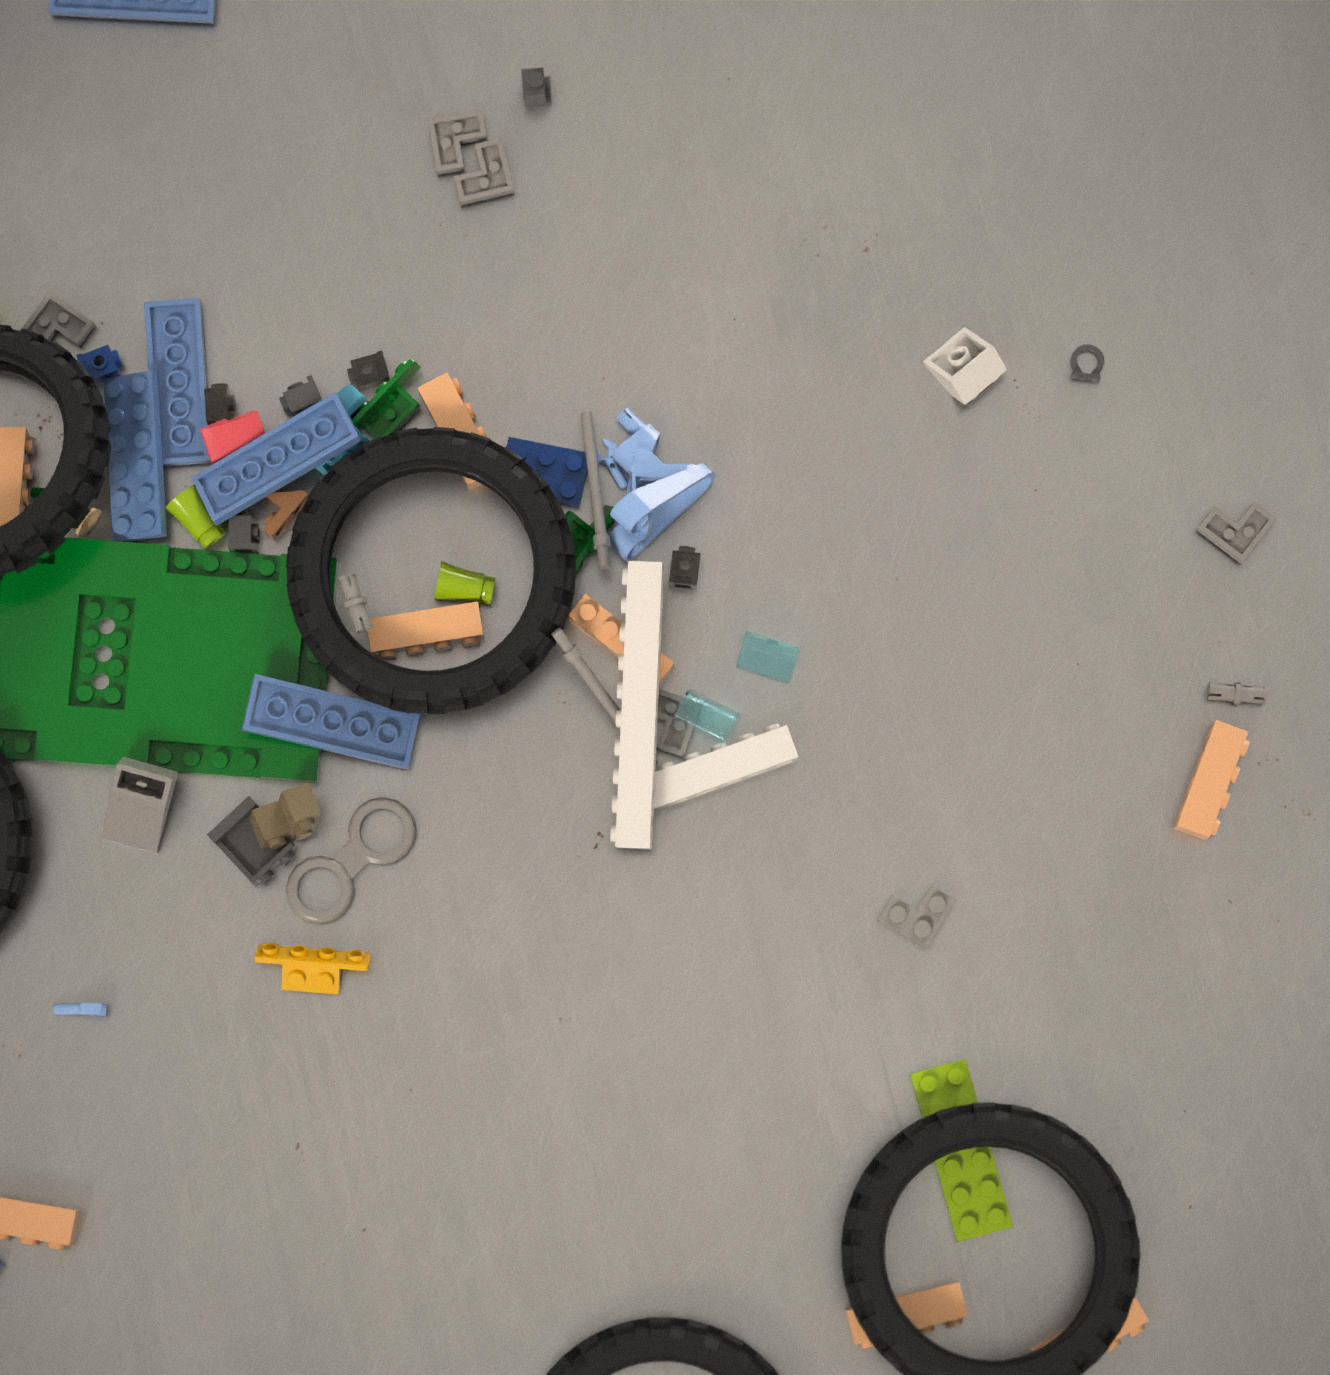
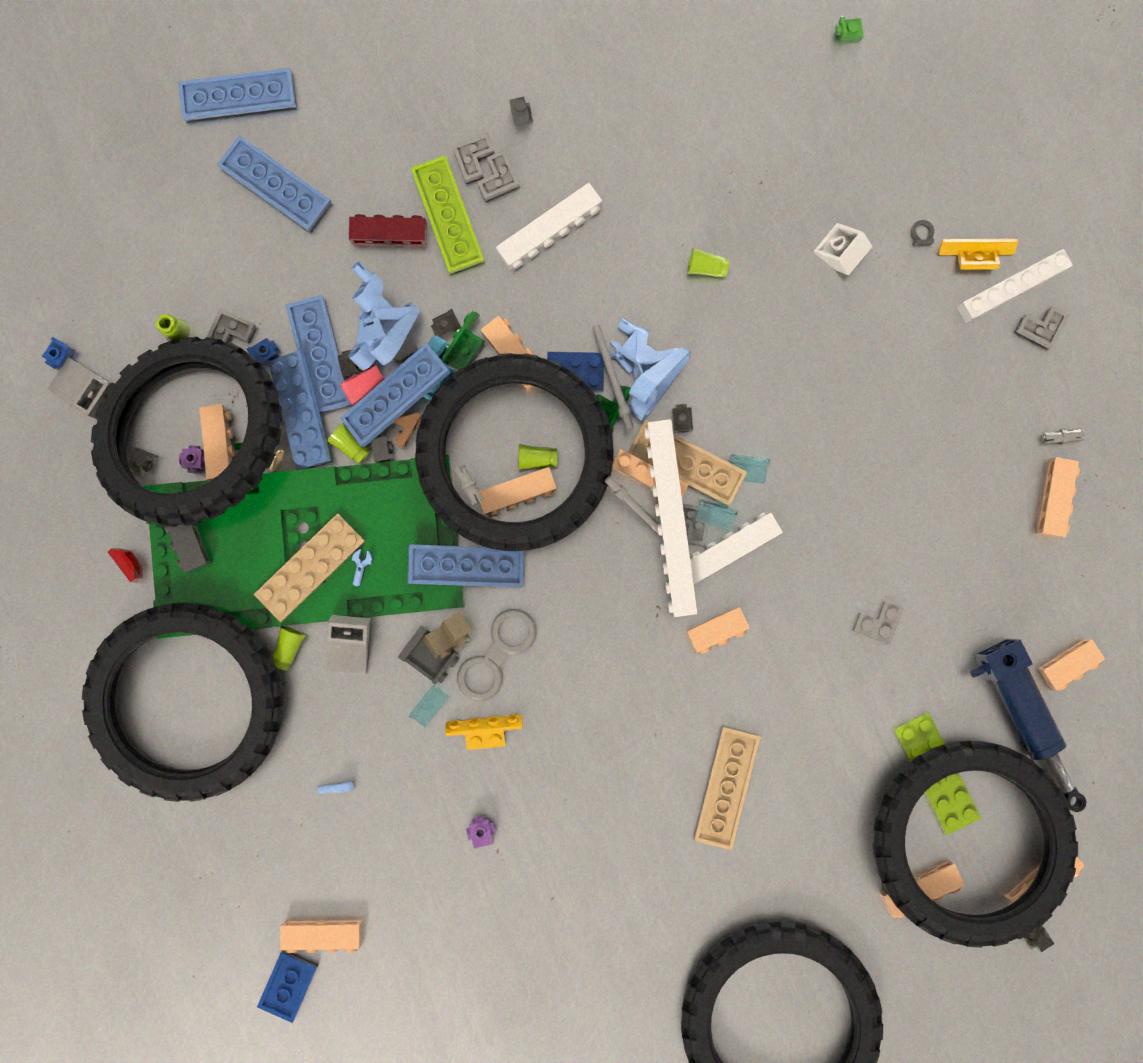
camera: 10 degrees left, 5 degrees up
(50, 793) = (287, 647): none -> lime plant
(105, 683) = (309, 567): none -> tan plate
(162, 127) = (274, 183): none -> medium blue plate
(179, 694) = (360, 566): none -> light blue bar
(238, 915) = (429, 706): none -> clear light blue panel
(280, 356) = (386, 324): none -> light blue connector
(286, 1118) = (481, 839): none -> medium lavender brick
(312, 223) = (388, 230): none -> dark red brick
(402, 215) = (447, 214): none -> lime plate
(545, 258) = (549, 226): none -> white brick
(649, 1114) = (727, 788): none -> tan plate
(679, 882) = (718, 630): none -> light nougat brick
(695, 644) = (697, 467): none -> tan plate
(764, 353) = (707, 264): none -> lime plant
(1034, 53) = (849, 29): none -> bright green bracket
(1107, 1080) = (1008, 669): none -> dark blue piece
(1161, 406) = (978, 252): none -> yellow bracket
(1186, 1027) = (1071, 665): none -> light nougat brick
(1203, 463) = (1014, 286): none -> white brick

